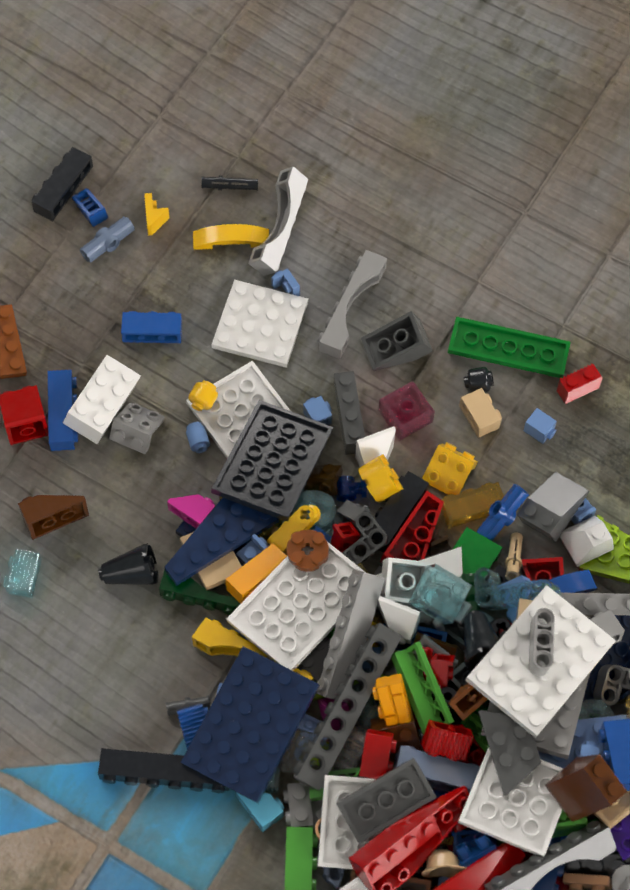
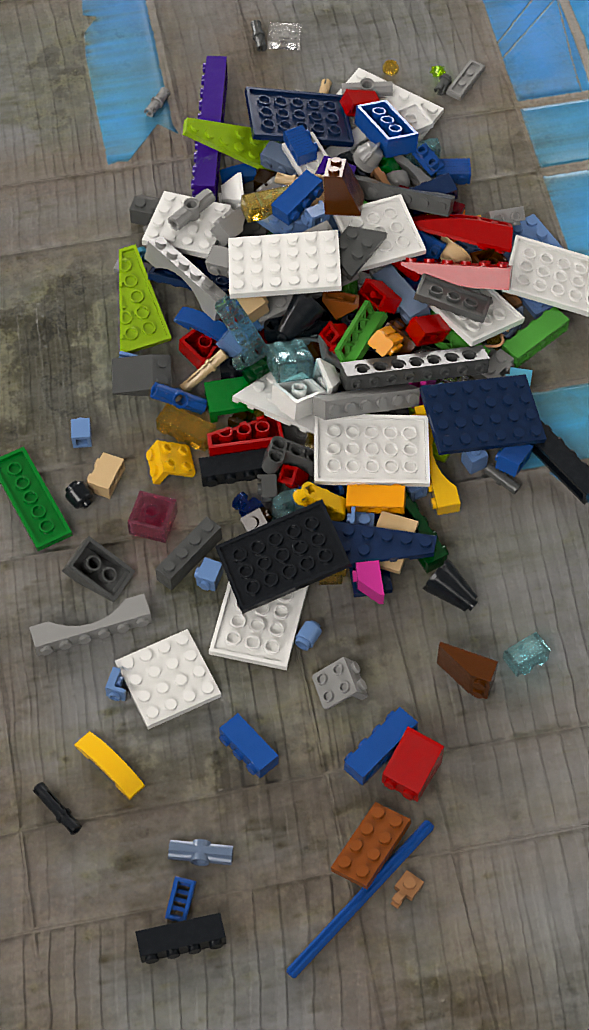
camera: 130 degrees left, 5 degrees down
(101, 399) = (347, 715): white brick -> none
(155, 216) = (147, 834): yellow slope -> none
(203, 395) = (275, 649): yellow head -> none
(290, 190) = (33, 746): light grey arch -> none
(315, 558) = (334, 458): dark orange plate -> none
(375, 445) = (198, 507): white slope -> none
(380, 478) = (229, 482): yellow brick -> none
(536, 650) = (277, 259): light grey beam -> none
(579, 383) = (22, 432): red brick -> none
(587, 540) = (147, 338): white slope -> none

